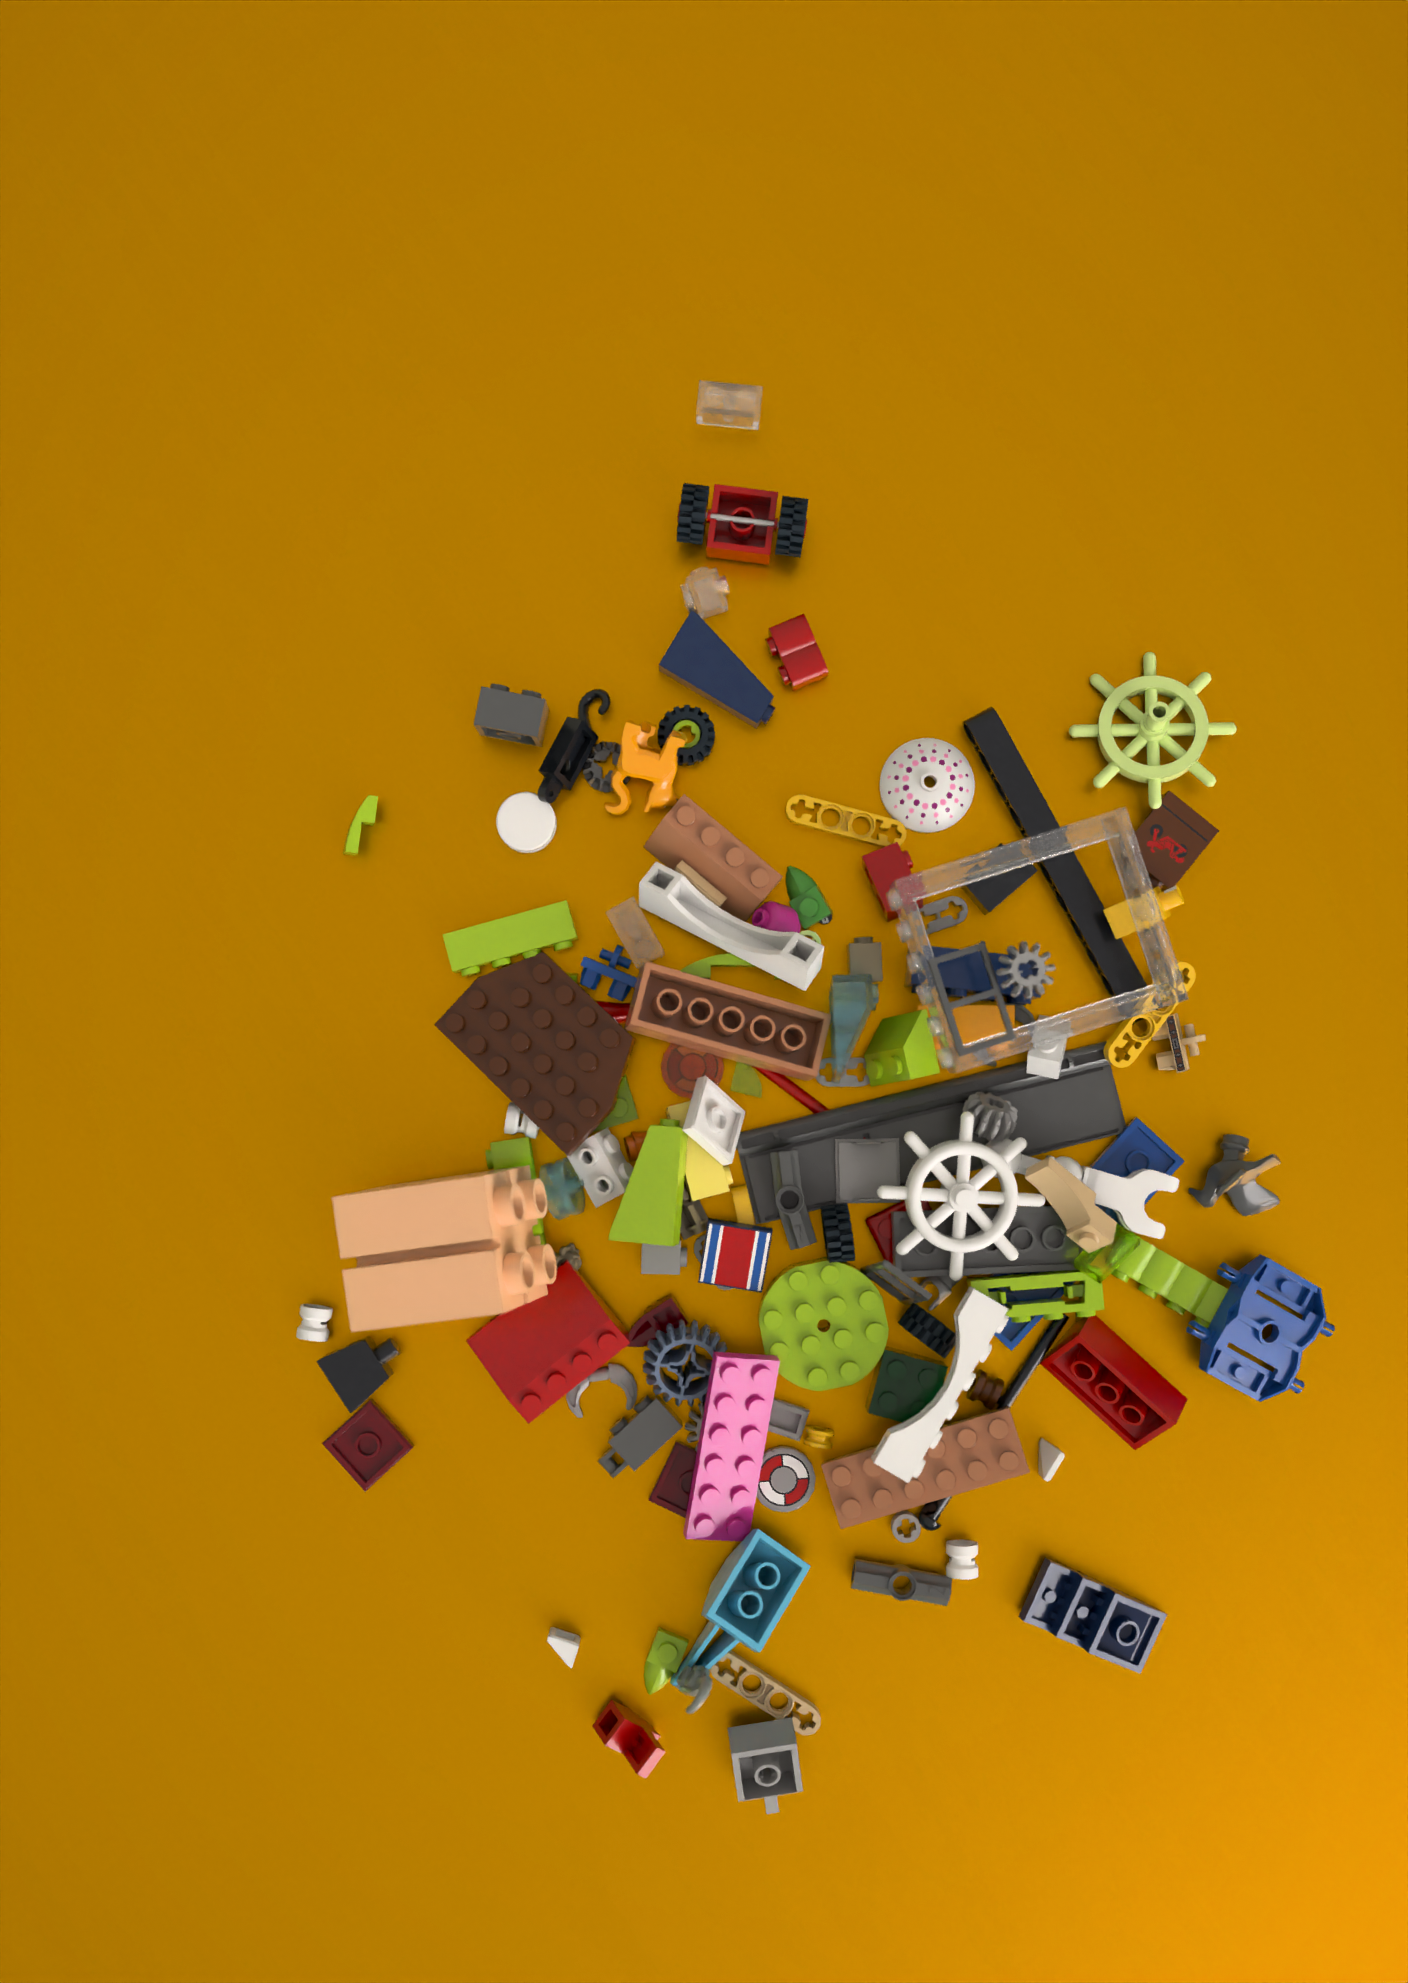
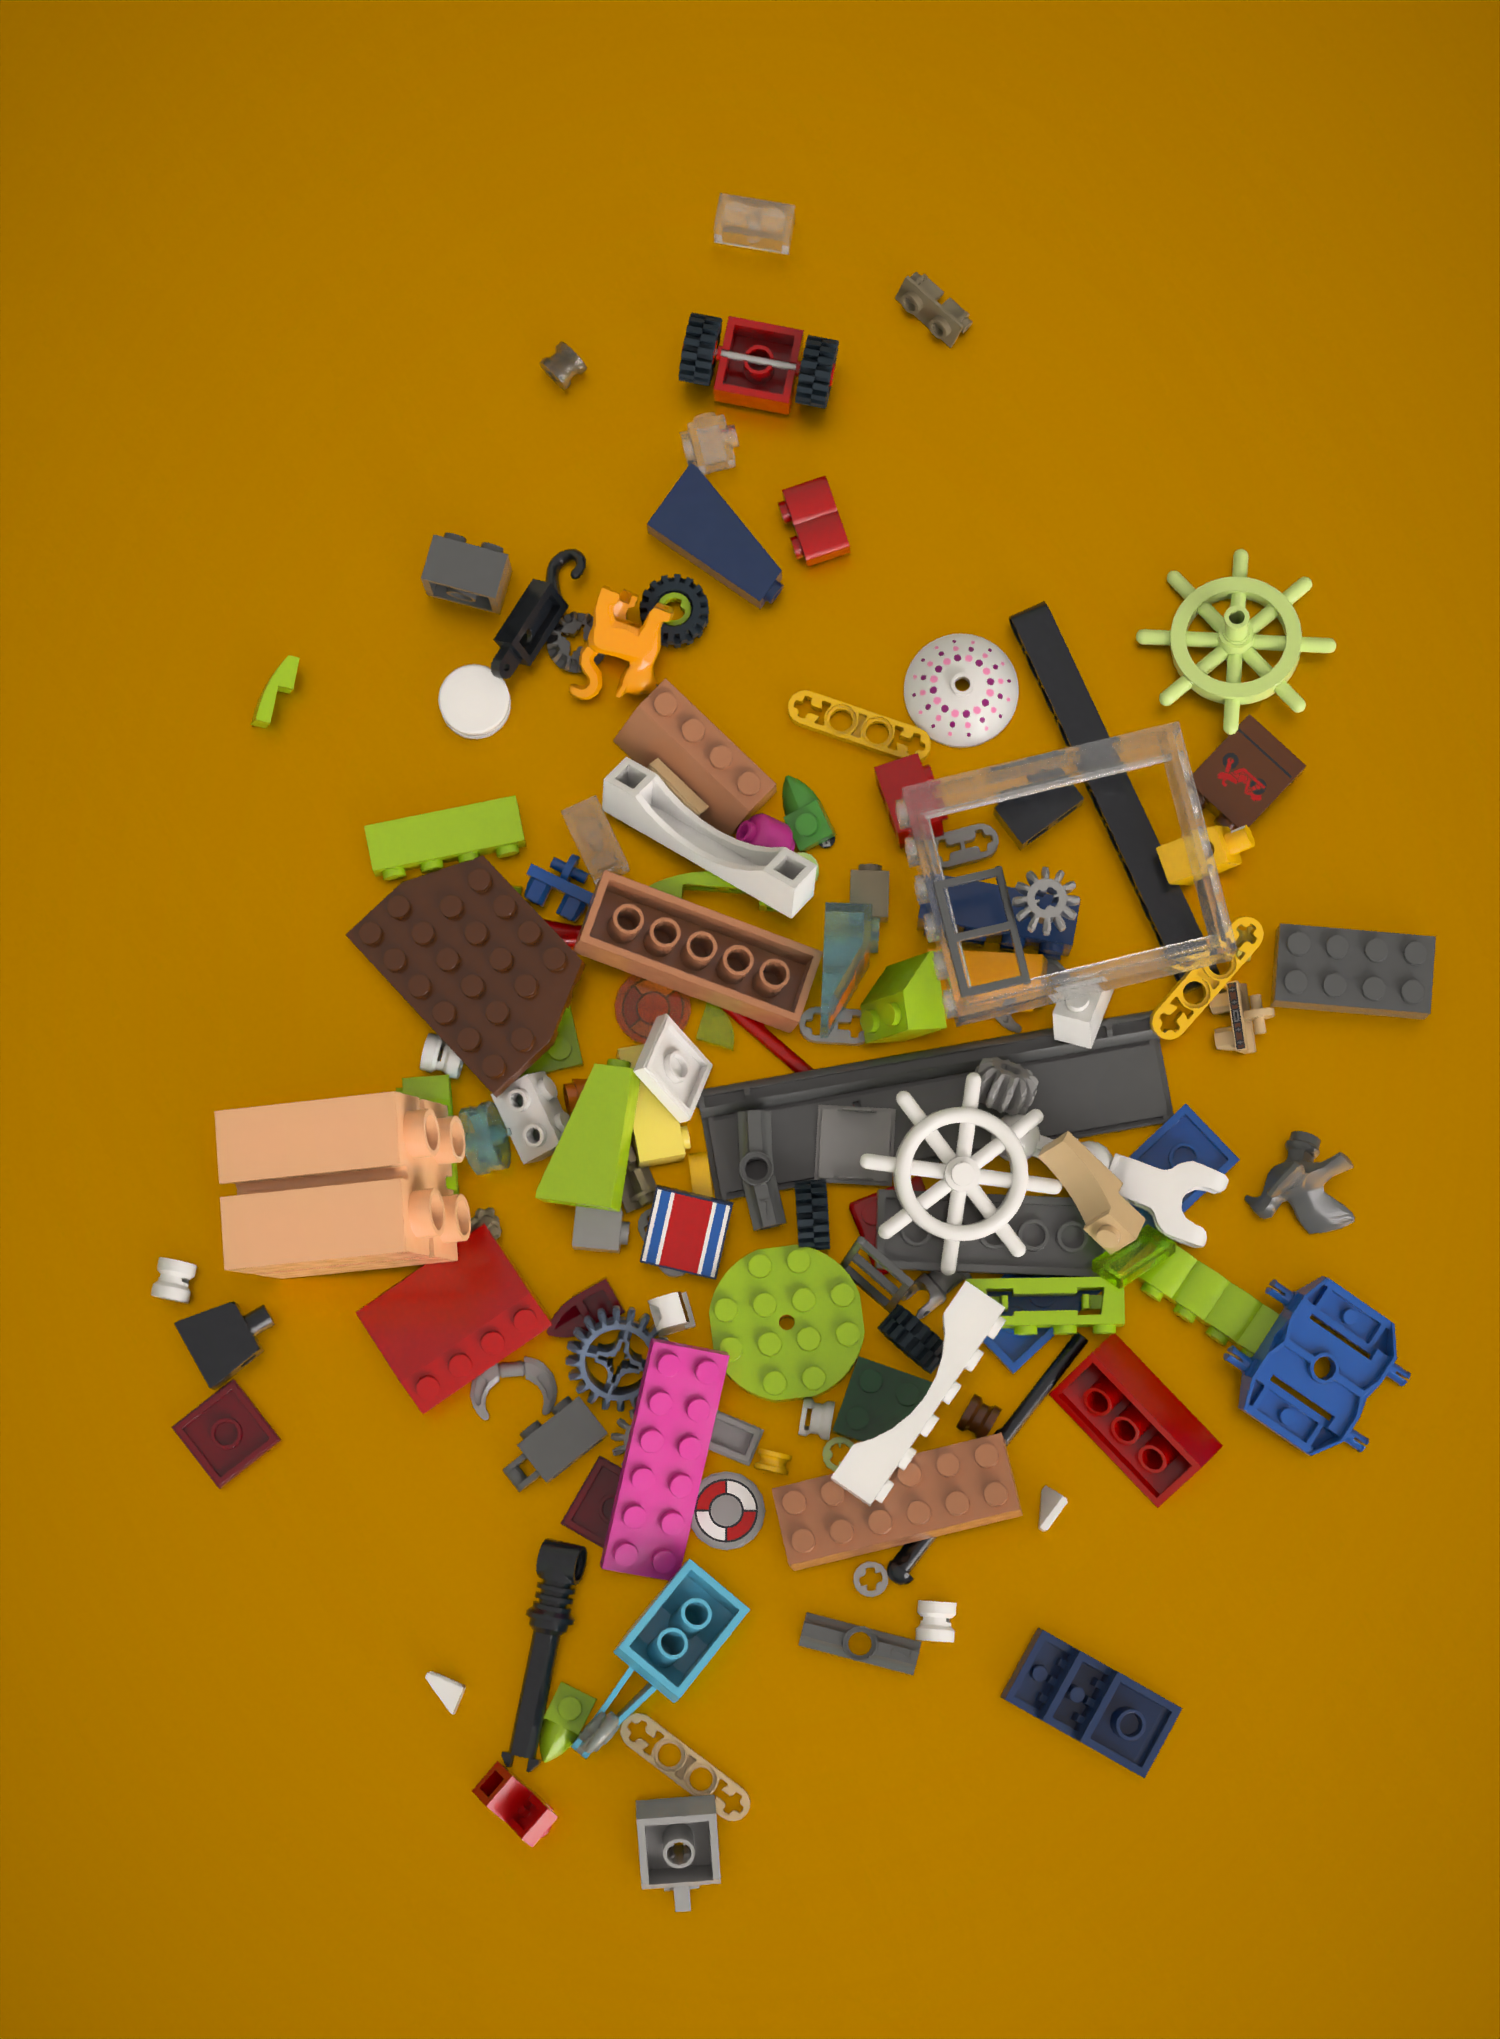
camera: 15 degrees right, 5 degrees down
(578, 535) = (563, 365): none -> clear smoke wheel
(651, 1541) = (560, 1567): none -> black piece
(727, 1321) = (671, 1313): none -> white leg
(855, 1402) = (820, 1418): none -> white wheel
(863, 1427) = (827, 1453): none -> yellowish green bush
(870, 459) = (920, 298): none -> dark tan hinge
(1267, 998) = (1353, 971): none -> dark grey brick

